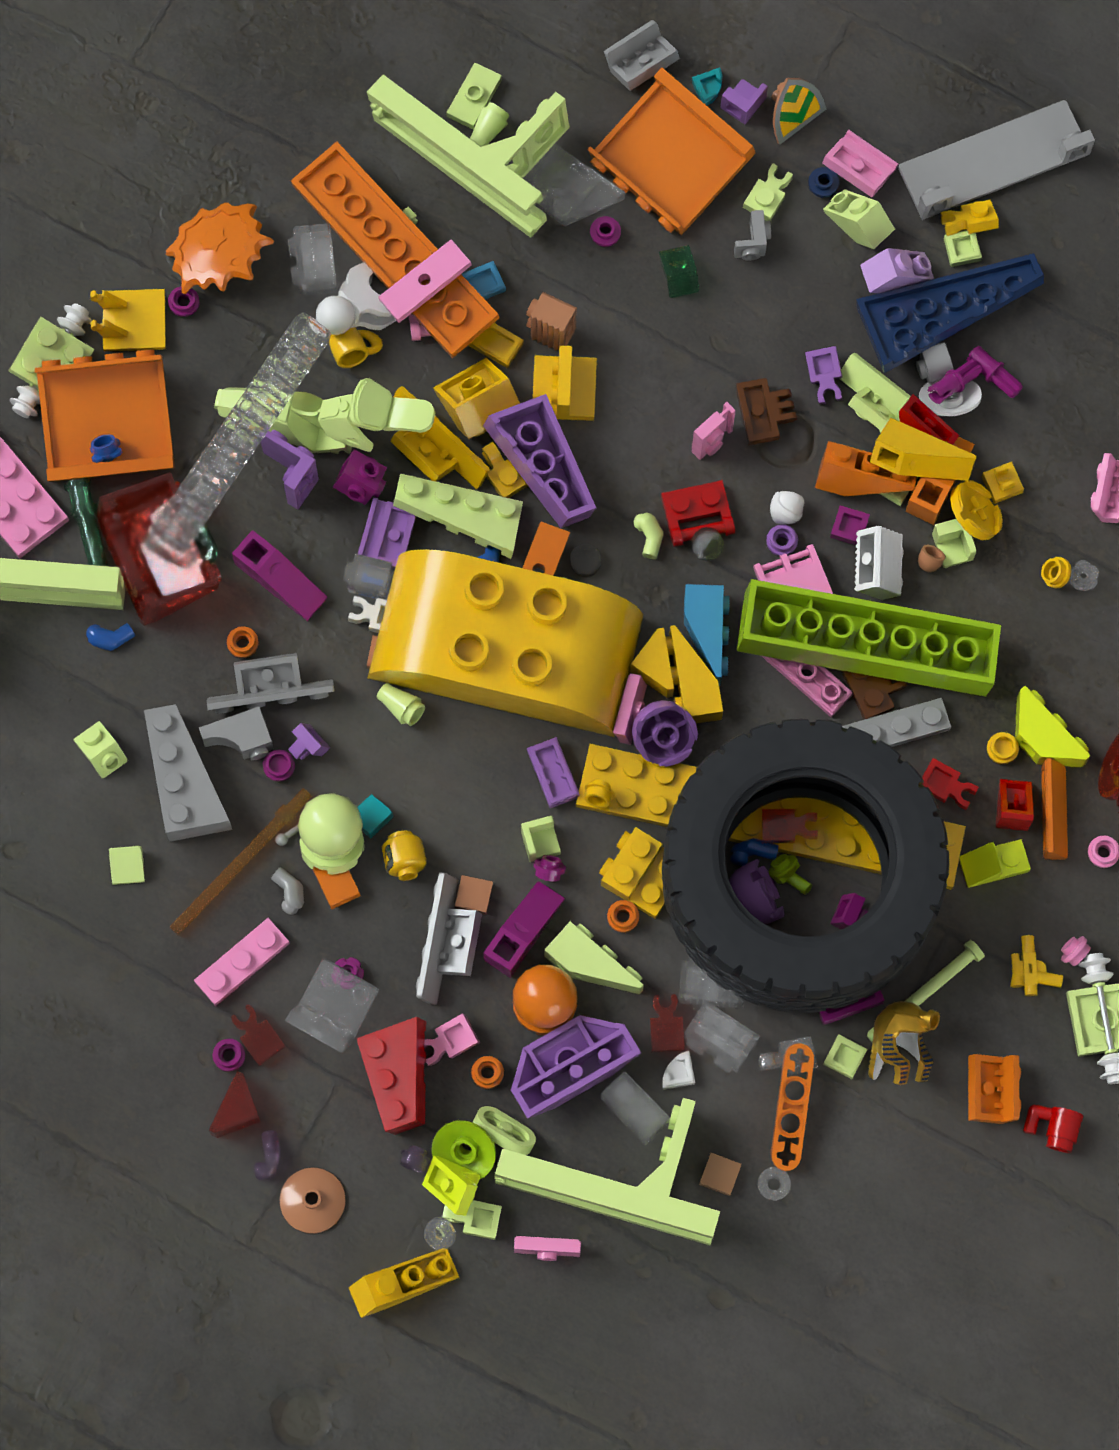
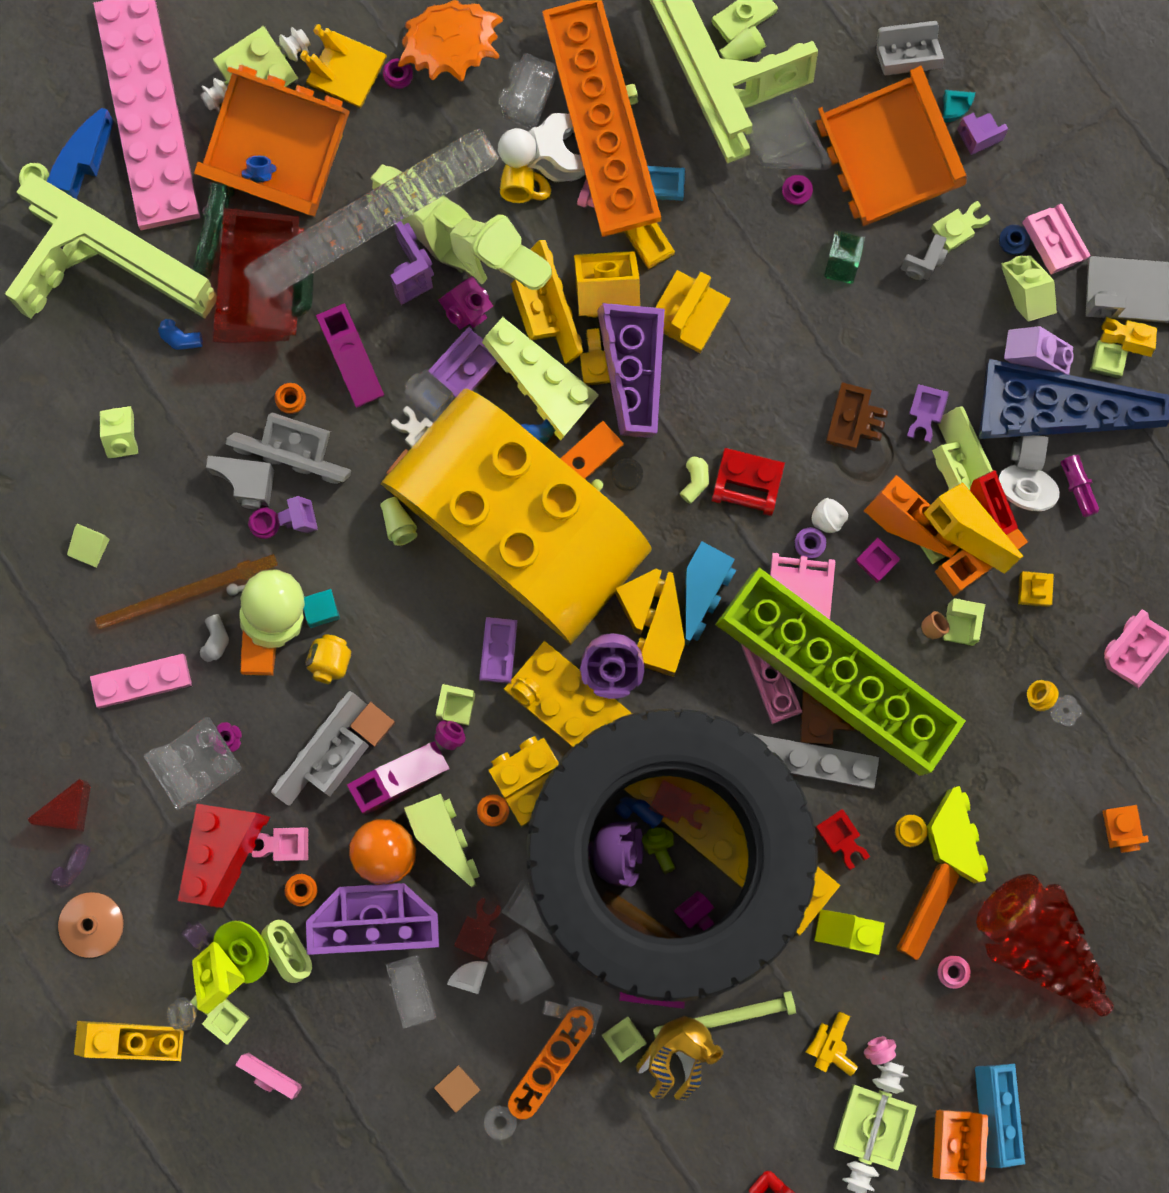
camera: 25 degrees right, 5 degrees up
(184, 787) = (172, 491): light grey wedge -> none
(223, 1046) = (76, 756): magenta plate -> none
(260, 1038) = (119, 759): clear red plate -> none
(439, 268) = (591, 159): bright pink tile -> none
(551, 321) = (706, 246): nougat brick -> none
(630, 706) = (597, 625): bright pink plate -> none
(642, 1205) = (370, 1086): yellowish green piece -> none
(707, 544) = (741, 513): clear smoke tile -> none
(709, 435) = (794, 416): bright pink plate -> none
(795, 107) = (1023, 160): shield -> none
(879, 562) = (885, 607): white brick -> none
(954, 381) = (1038, 476): magenta axle -> none
(975, 510) = (997, 603): yellow tile -> none
(993, 1088) = (741, 1140): orange bracket -> none
(1014, 805) = (895, 887): red slope -> none

